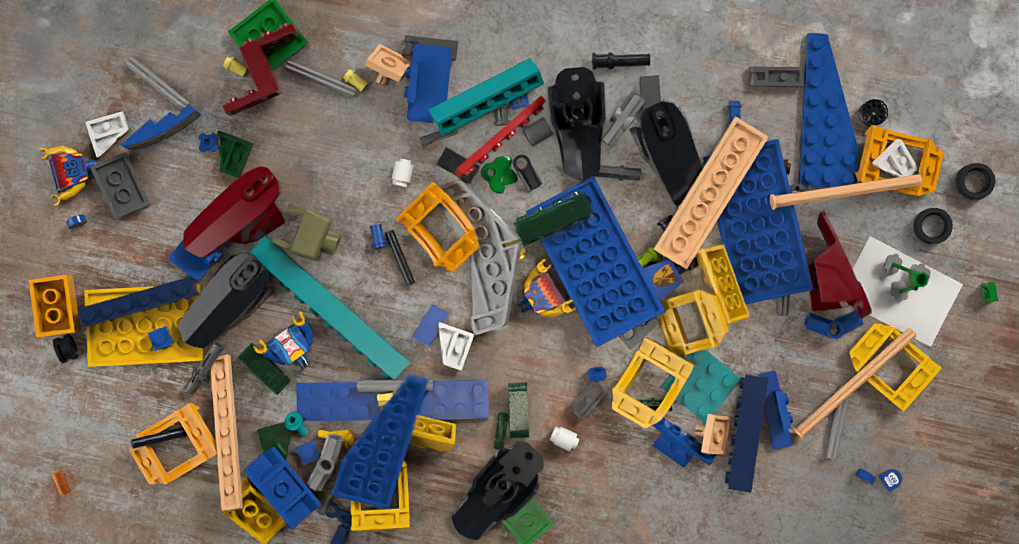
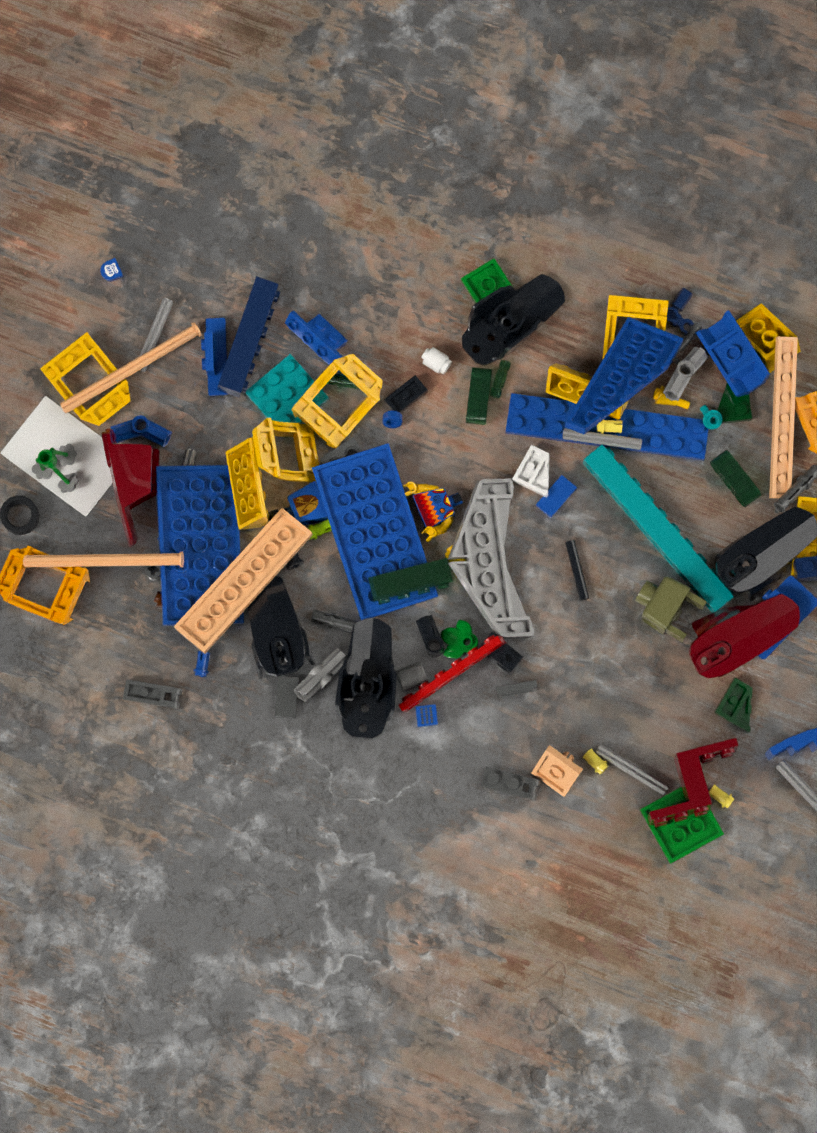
camera: 165 degrees left, 10 degrees down
(203, 142) = (765, 726): blue plate -> none
(290, 344) = (705, 497): torso -> none
(308, 452) = (702, 388): blue plate -> none
(377, 236) = (596, 595): blue pin -> none
(402, 173) = (561, 656): white brick -> none
(419, 208) = (544, 616): light orange wedge -> none
(427, 80) = (518, 744): blue bracket -> none
(486, 96) = (460, 719): teal brick -> none
(504, 121) = (443, 700): dark grey bush -> none
(644, 59) = (320, 738): black pin -> none
(715, 434) = (282, 340): light nougat tile -> none
(827, 137) = (110, 624): blue wing -> none
(865, 476) = (136, 276): blue tile -> none
(873, 112) = (58, 640): black wheel -> none
(896, 160) = (44, 585): white wing -> none

